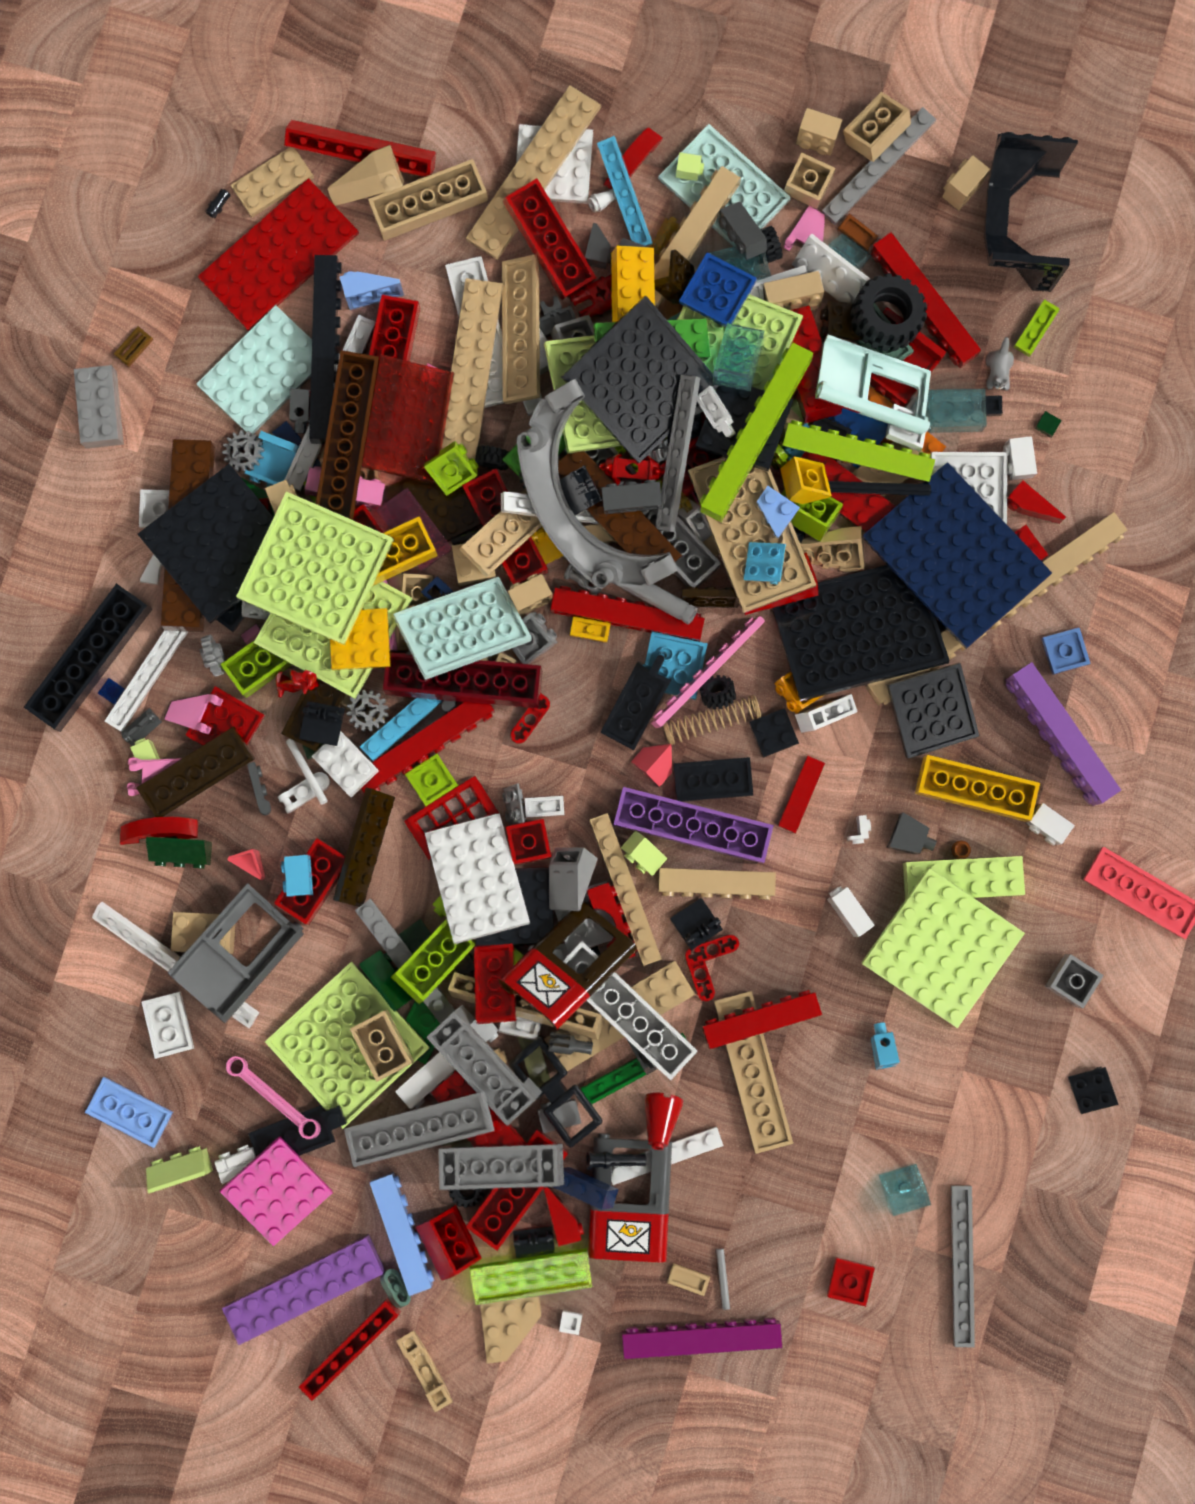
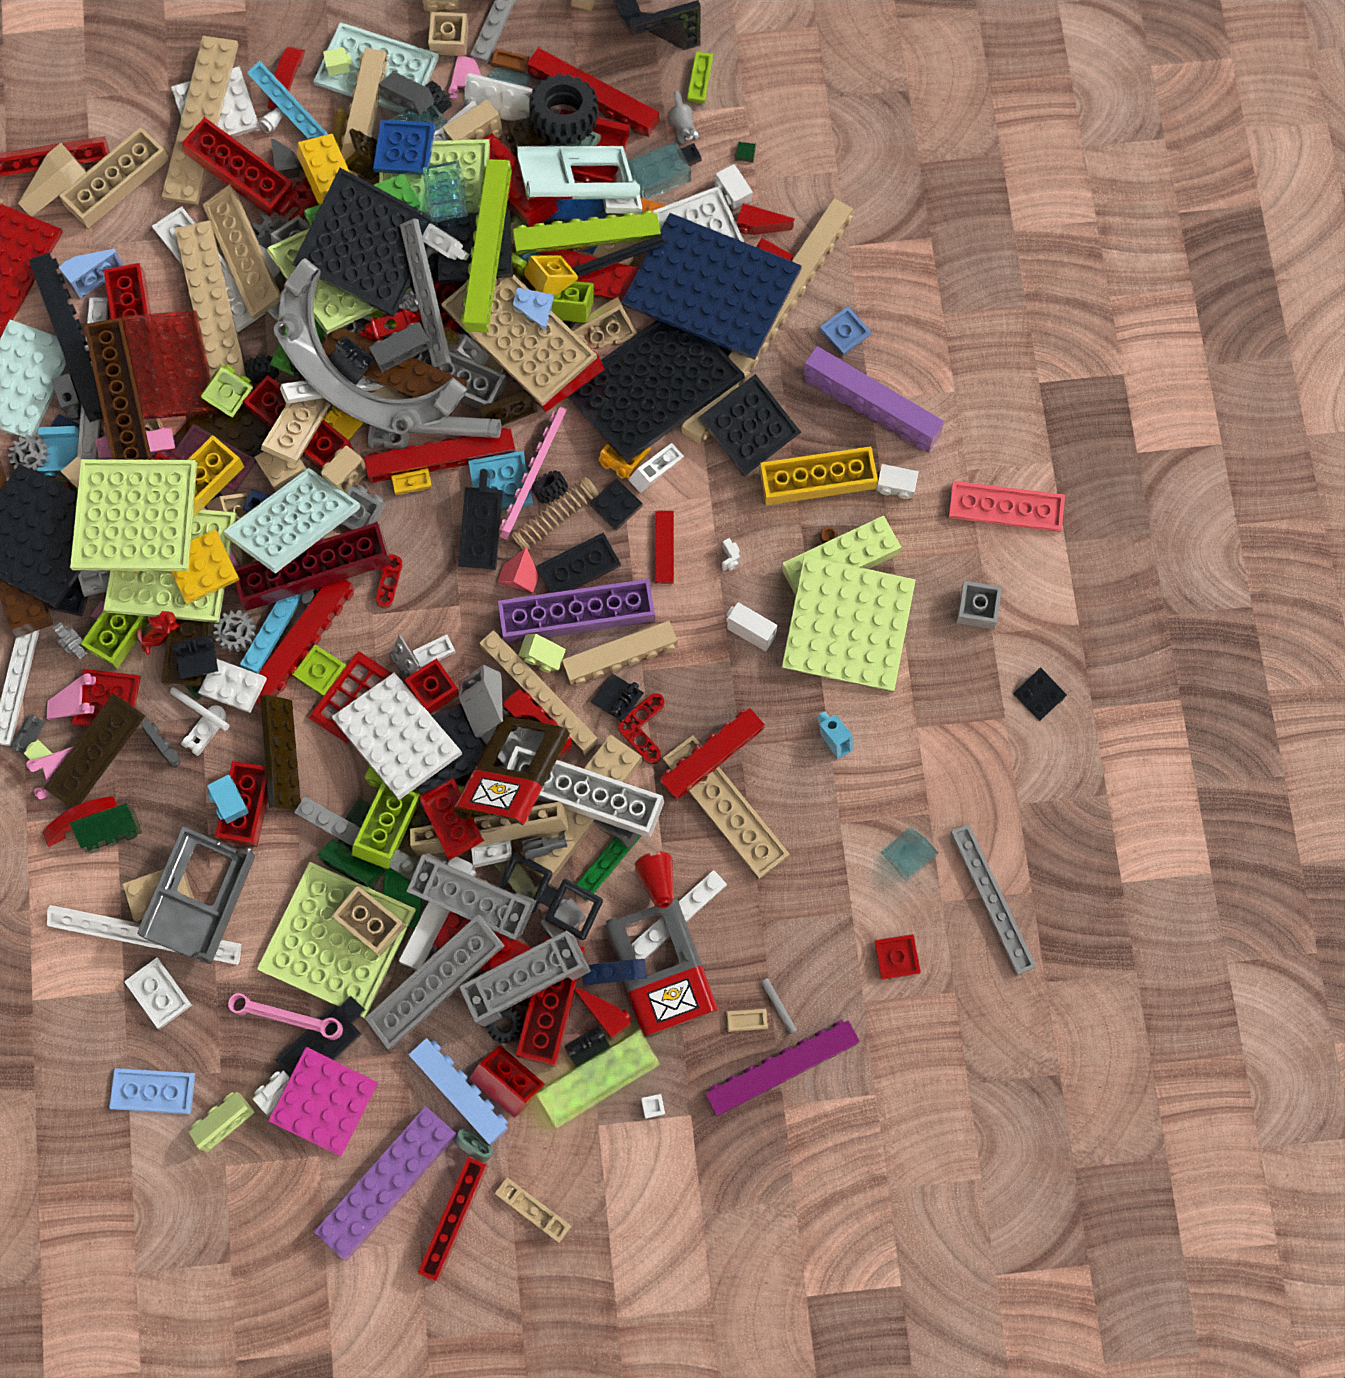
camera: 20 degrees left, 10 degrees down
(250, 862) = (176, 812): coral slope -> none
(507, 1325) = (595, 1134): tan plate -> none
(606, 1160) = (622, 937): black pin -> none
(764, 562) = (542, 352): medium azure hinge -> none
(910, 836) = (777, 541): dark grey torso -> none

